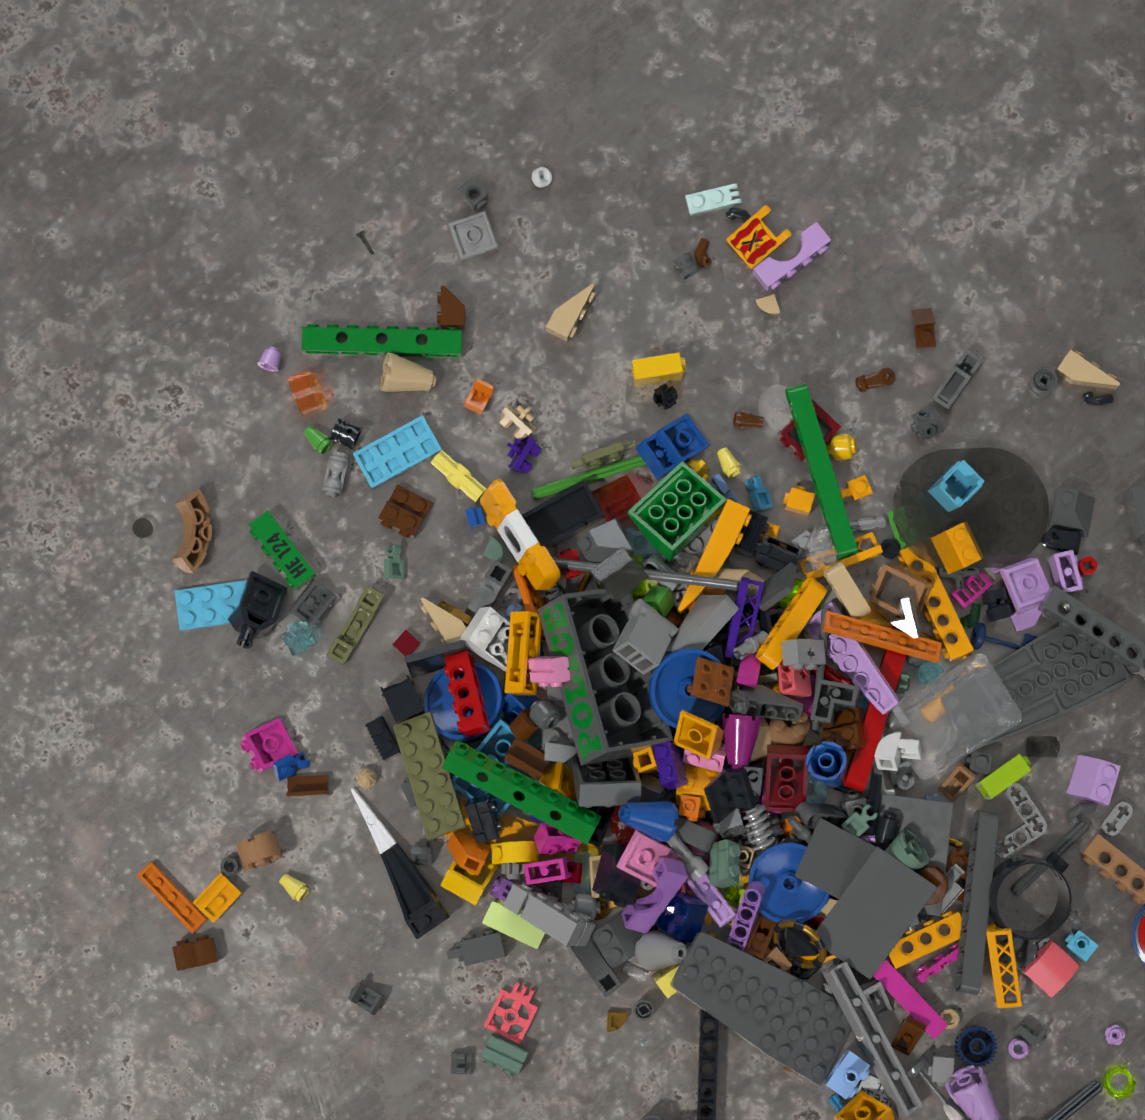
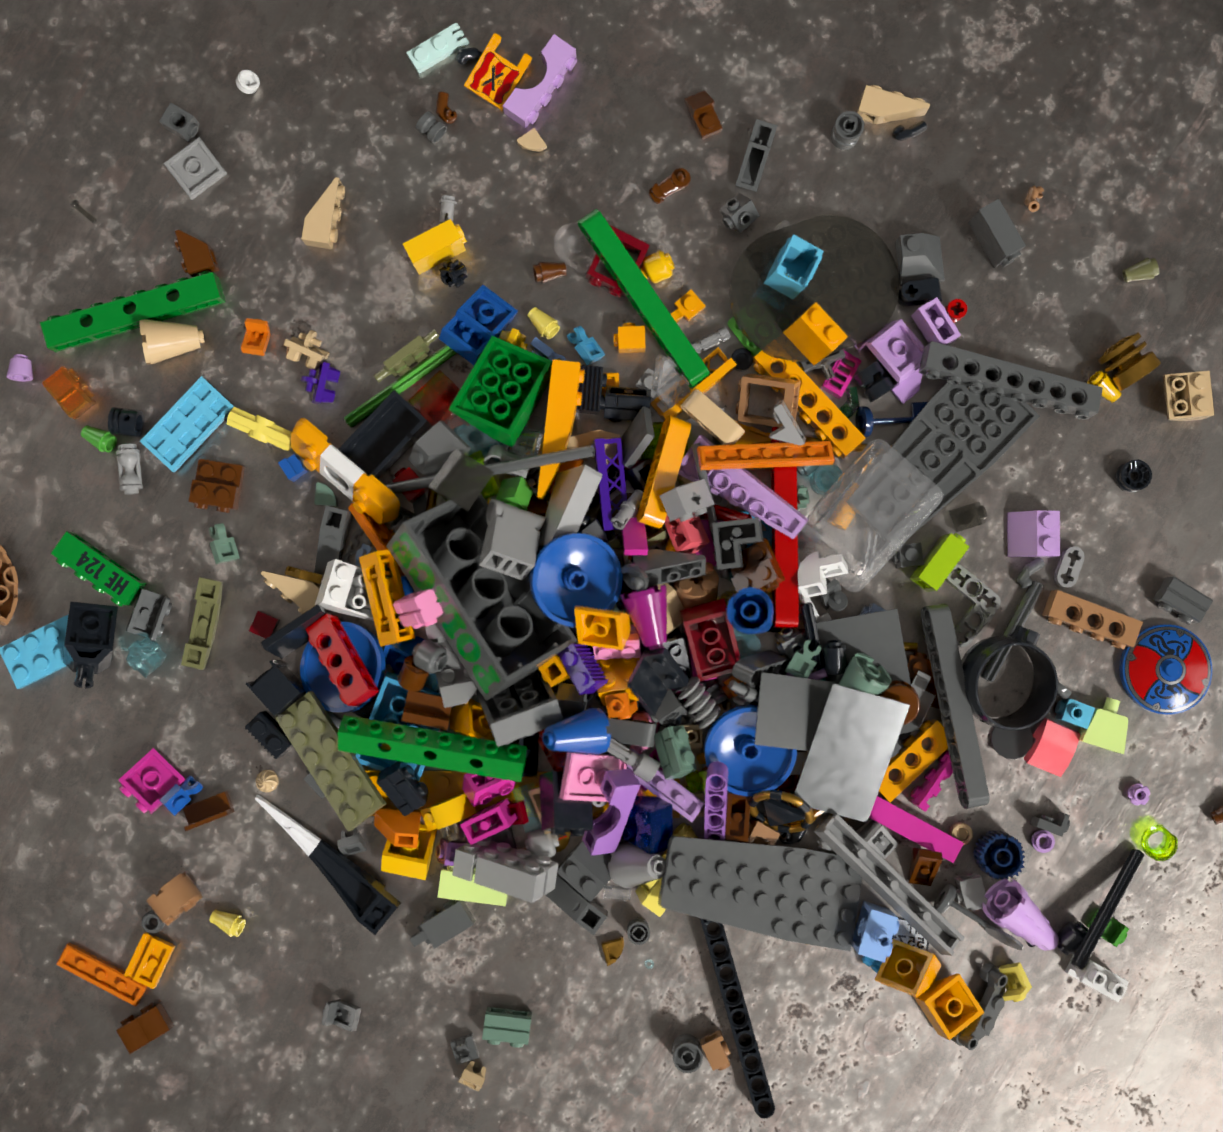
camera: 20 degrees left, 5 degrees up
(460, 1090) = (472, 1079): none -> tan tile
(519, 998) = (503, 960): coral piece -> none
(677, 338) = (447, 208): none -> light grey pin
(712, 681) = (598, 564): dark orange hinge -> none
(956, 782) = (891, 583): medium nougat slope -> none
(996, 965) = (996, 764): light orange fence -> none
(1103, 967) = (1106, 728): none -> yellowish green torso

